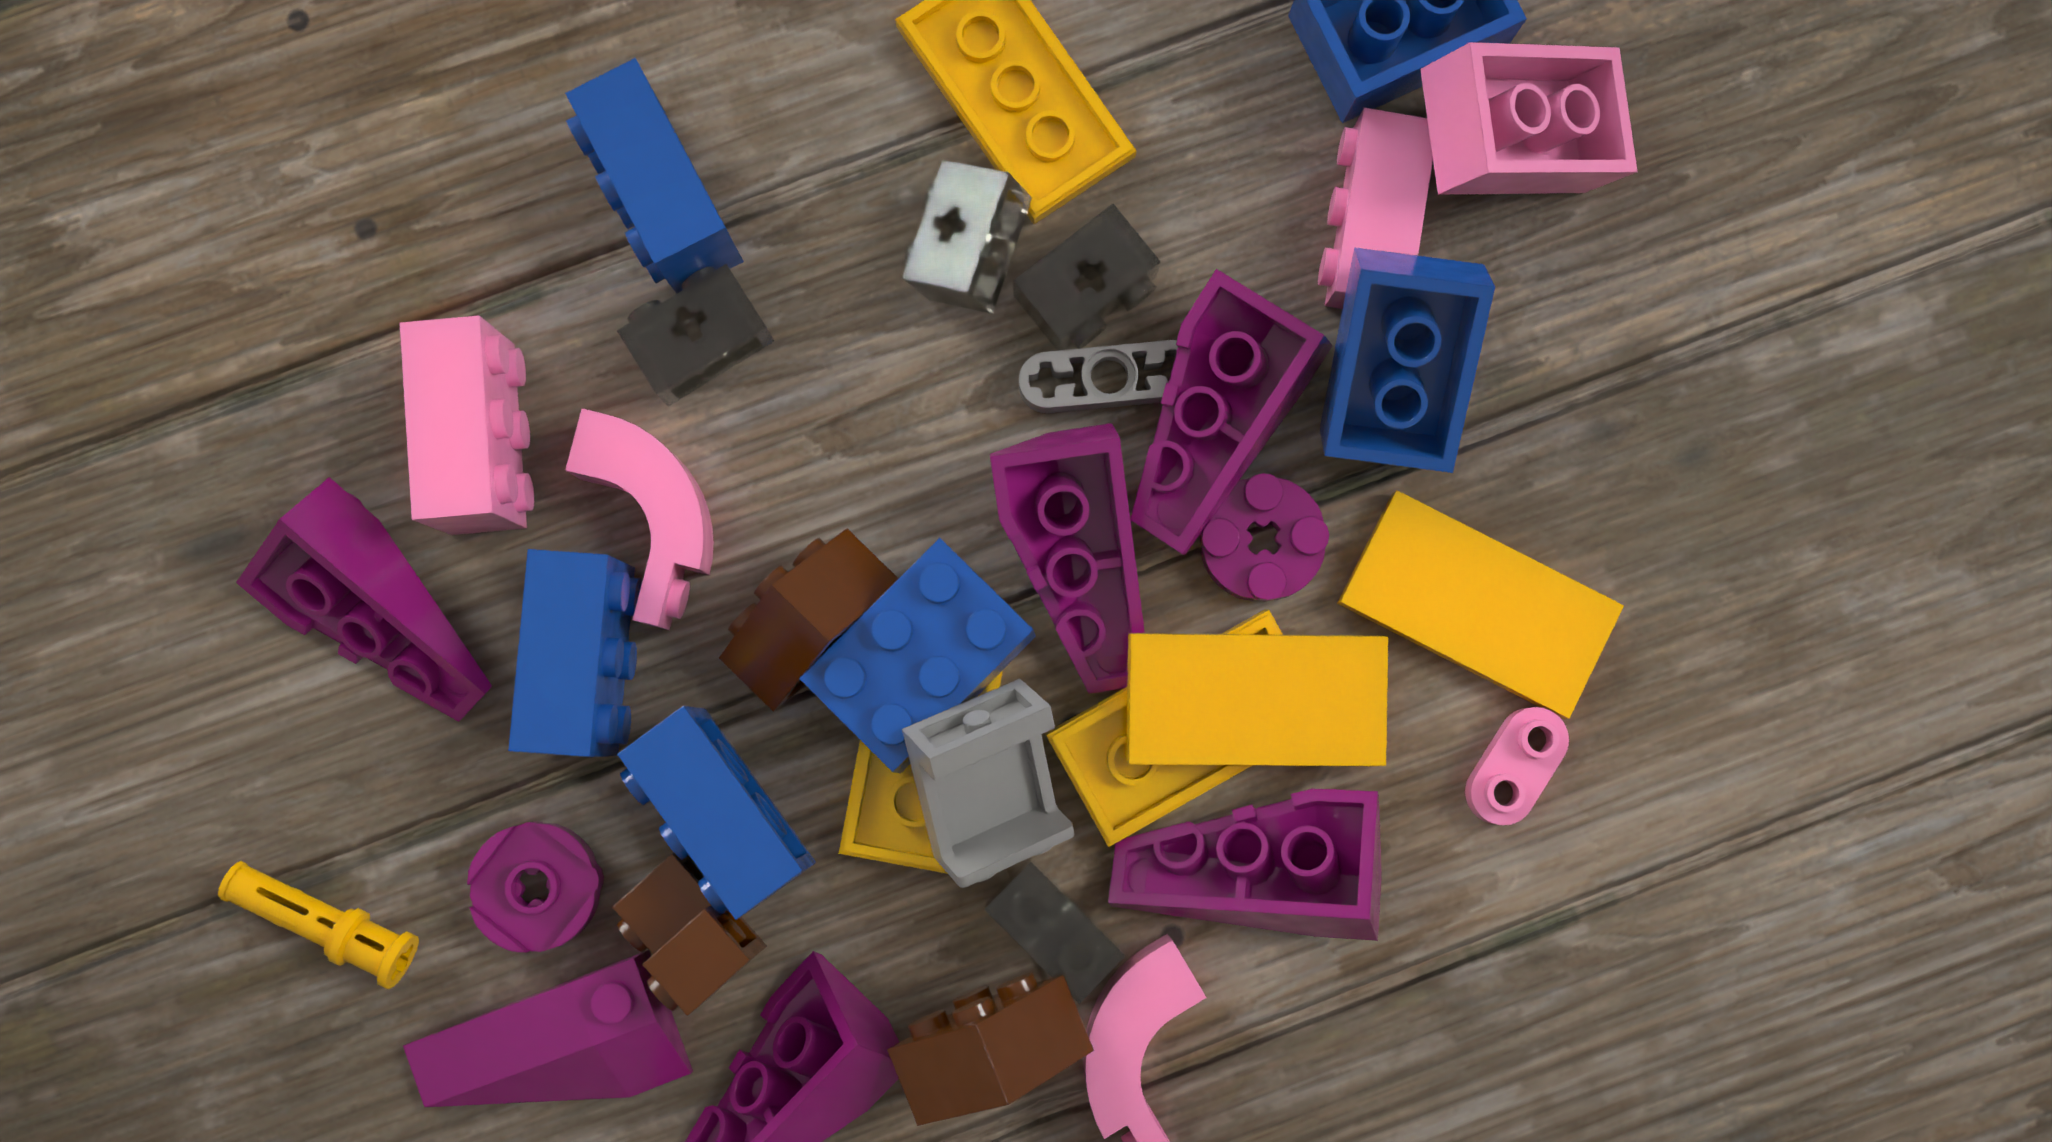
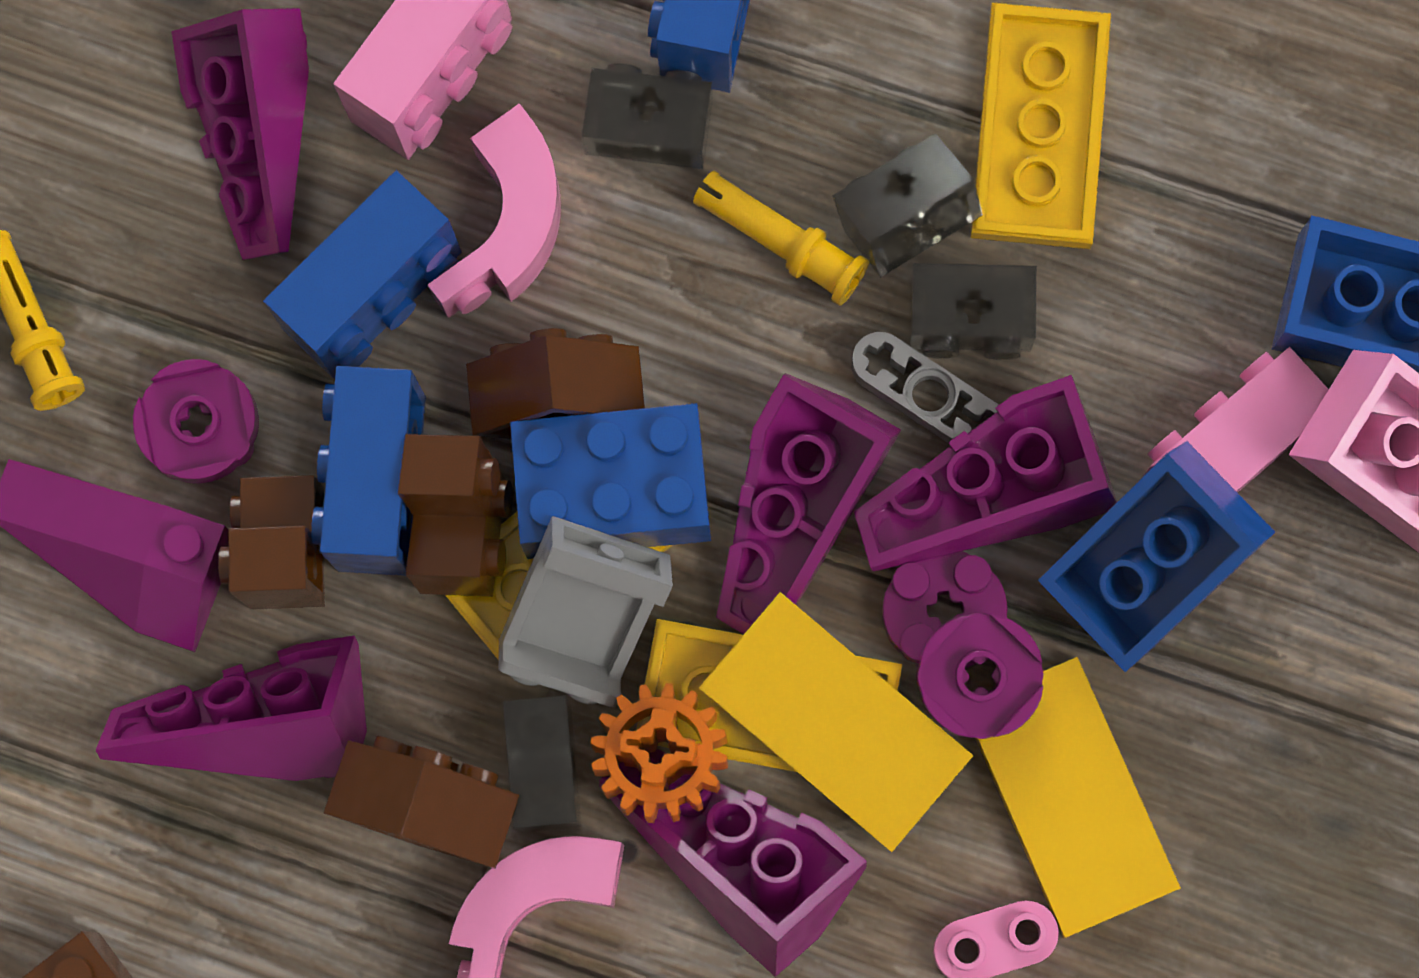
camera: 50 degrees right, 5 degrees down
(810, 781) = (456, 513): none -> reddish brown brick
(915, 341) = (805, 252): none -> yellow pin
(1127, 818) = (634, 750): none -> orange gear
(1364, 597) = (1016, 675): none -> magenta plate

